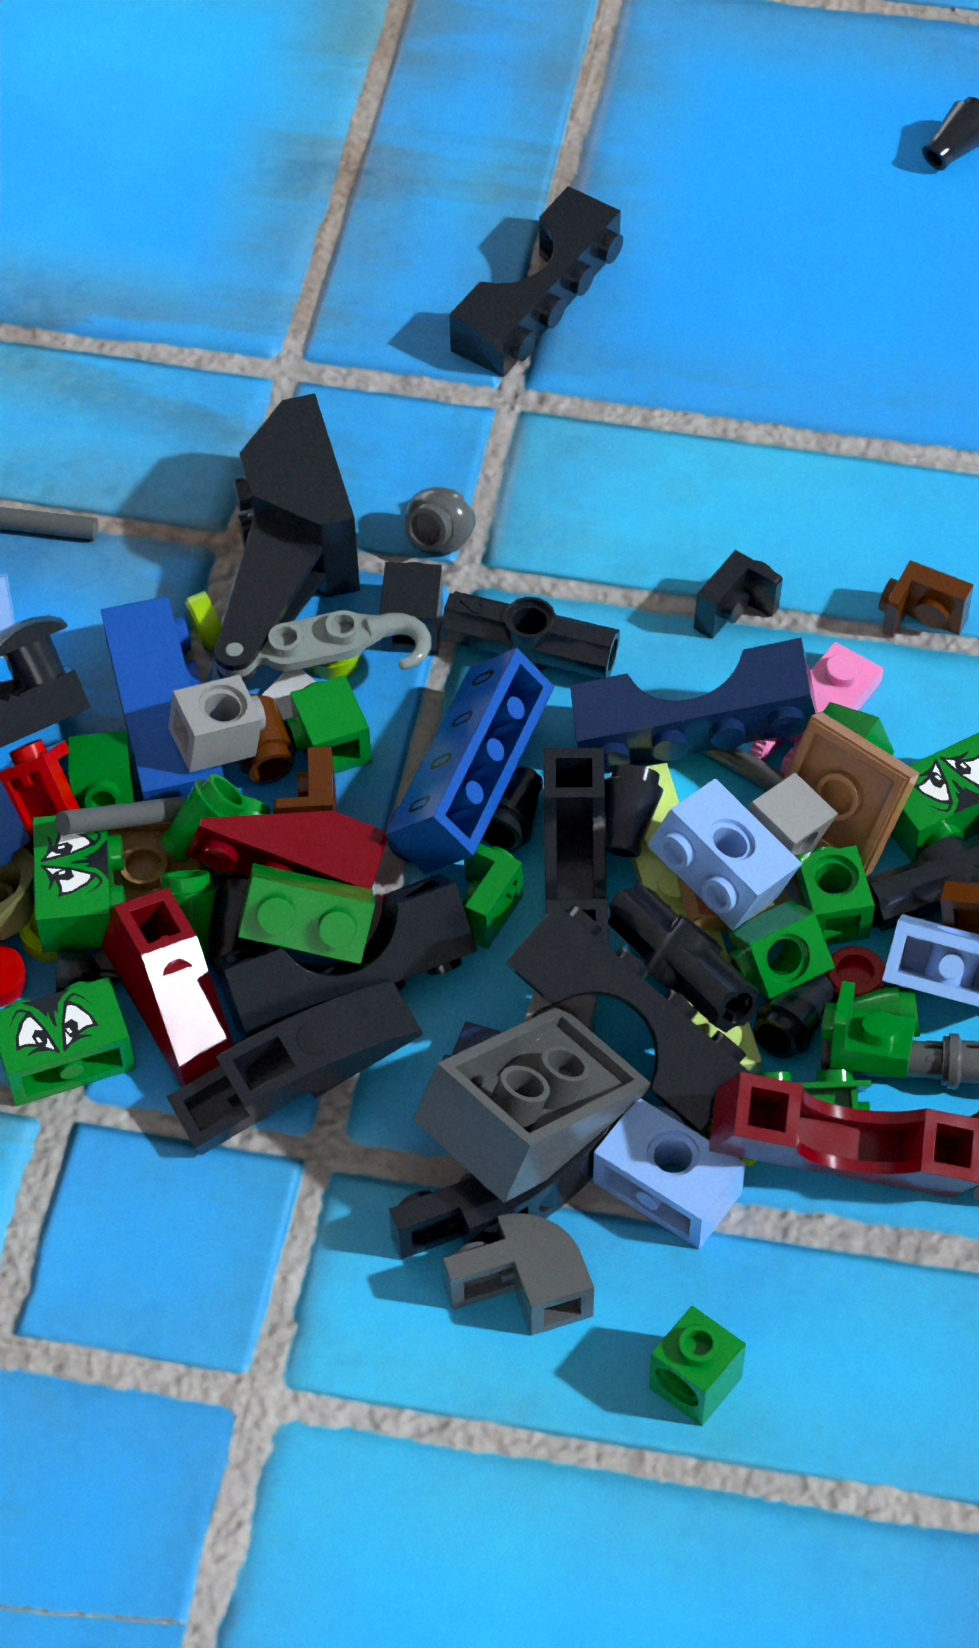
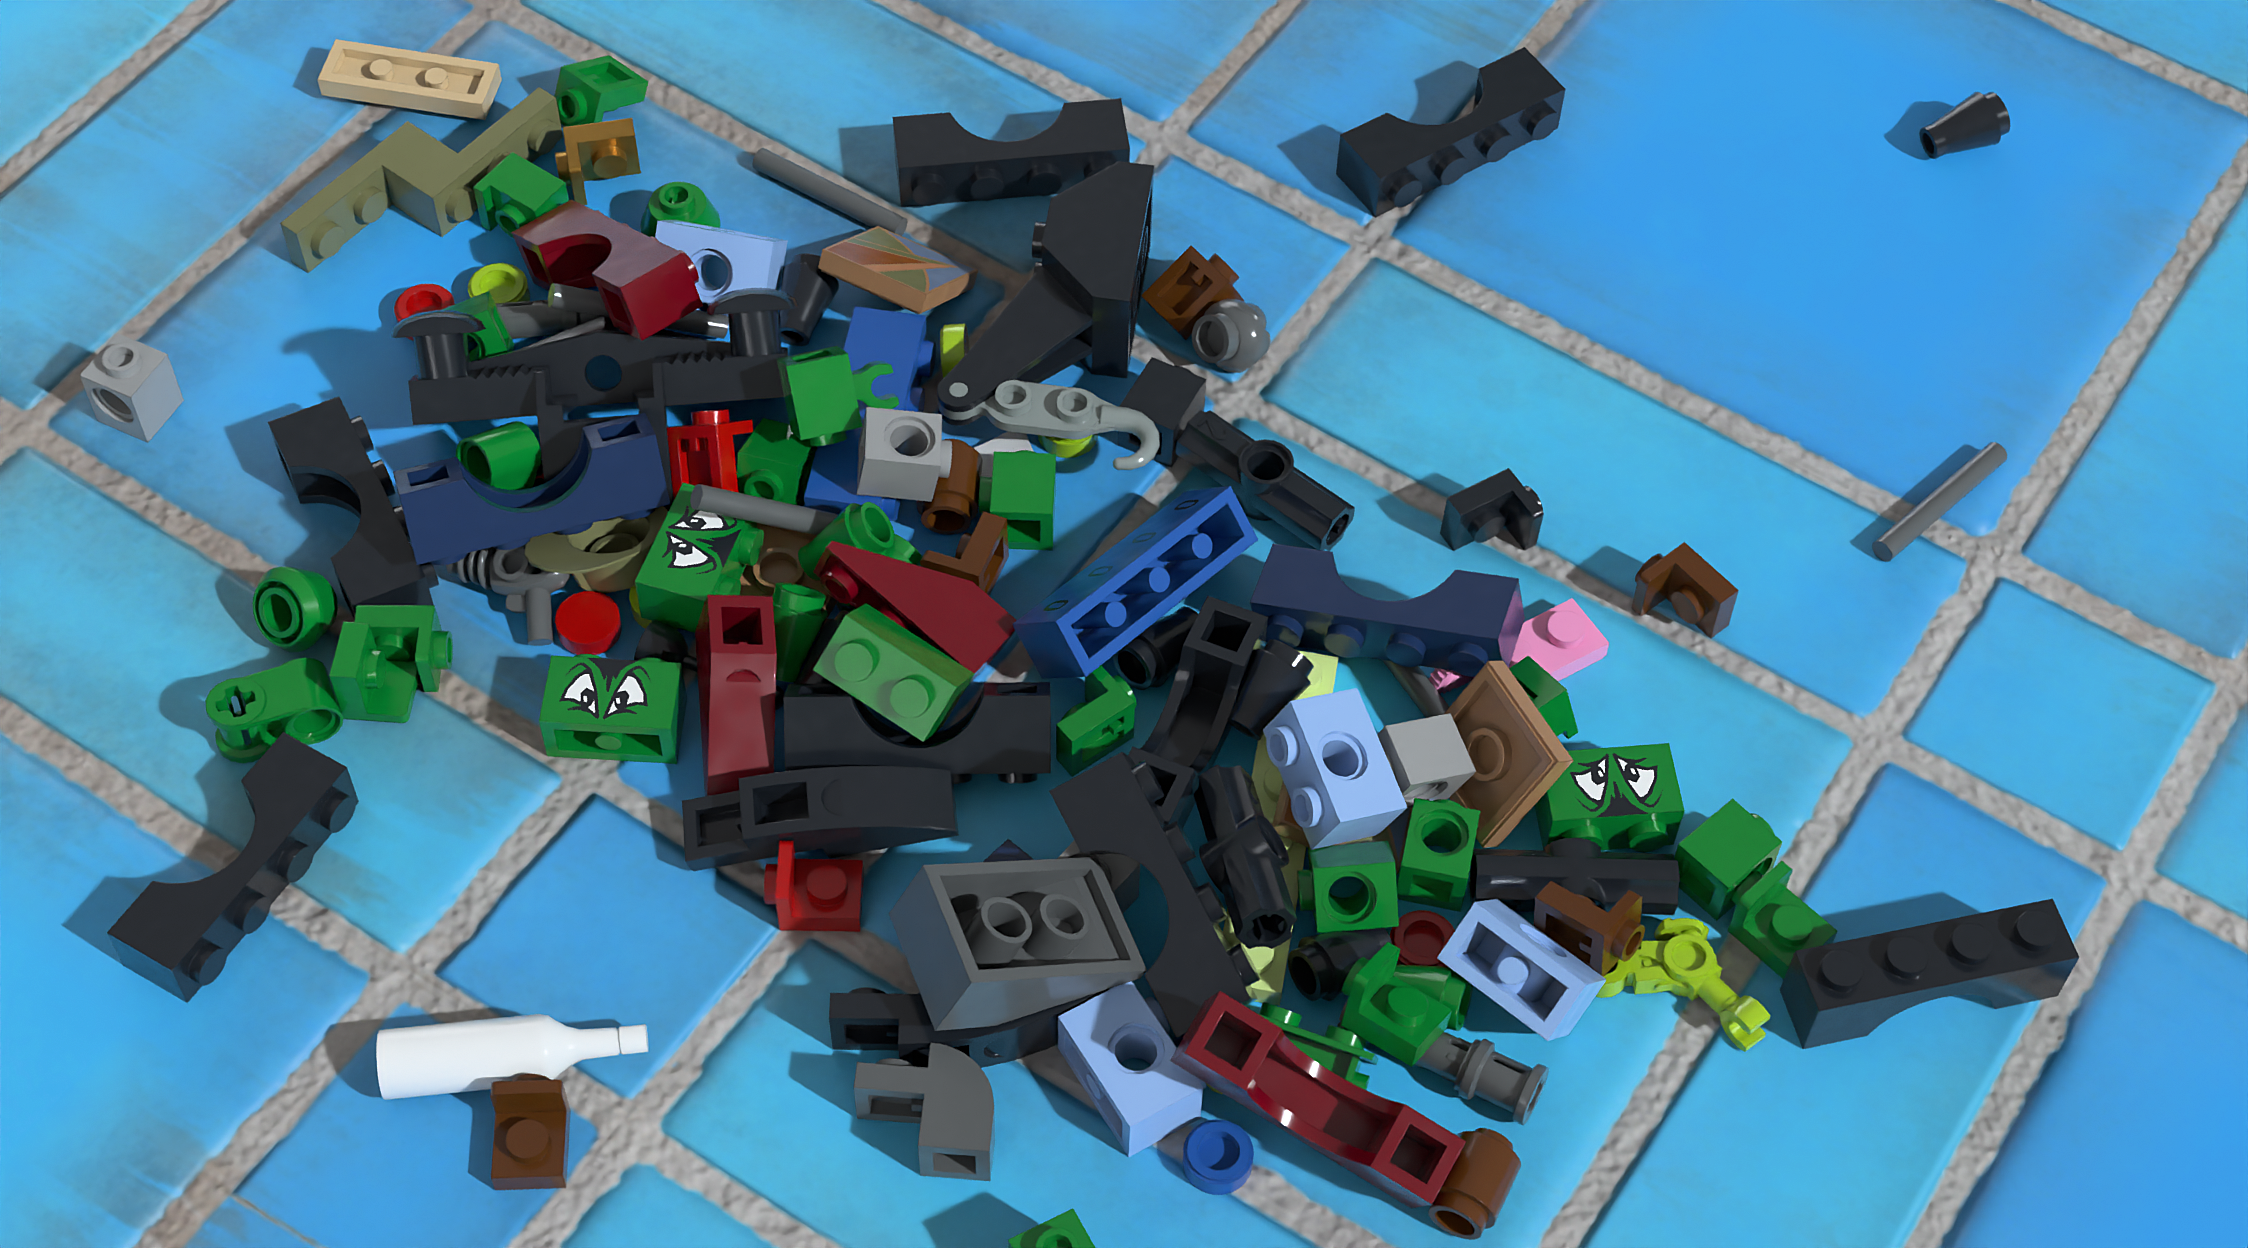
camera: 20 degrees right, 0 degrees up
(41, 598) = (812, 292): none -> black cone
(110, 456) = (948, 164): none -> black arch
(110, 1380) = (485, 1051): none -> white piece
(118, 564) = (897, 269): none -> tile
(126, 692) = (824, 393): none -> green brick
(178, 1435) = (530, 1133): none -> reddish brown bracket
(321, 1131) = (814, 892): none -> red bracket
(384, 493) = (1190, 289): none -> reddish brown bracket
(775, 1218) = (1217, 1157): none -> blue tile

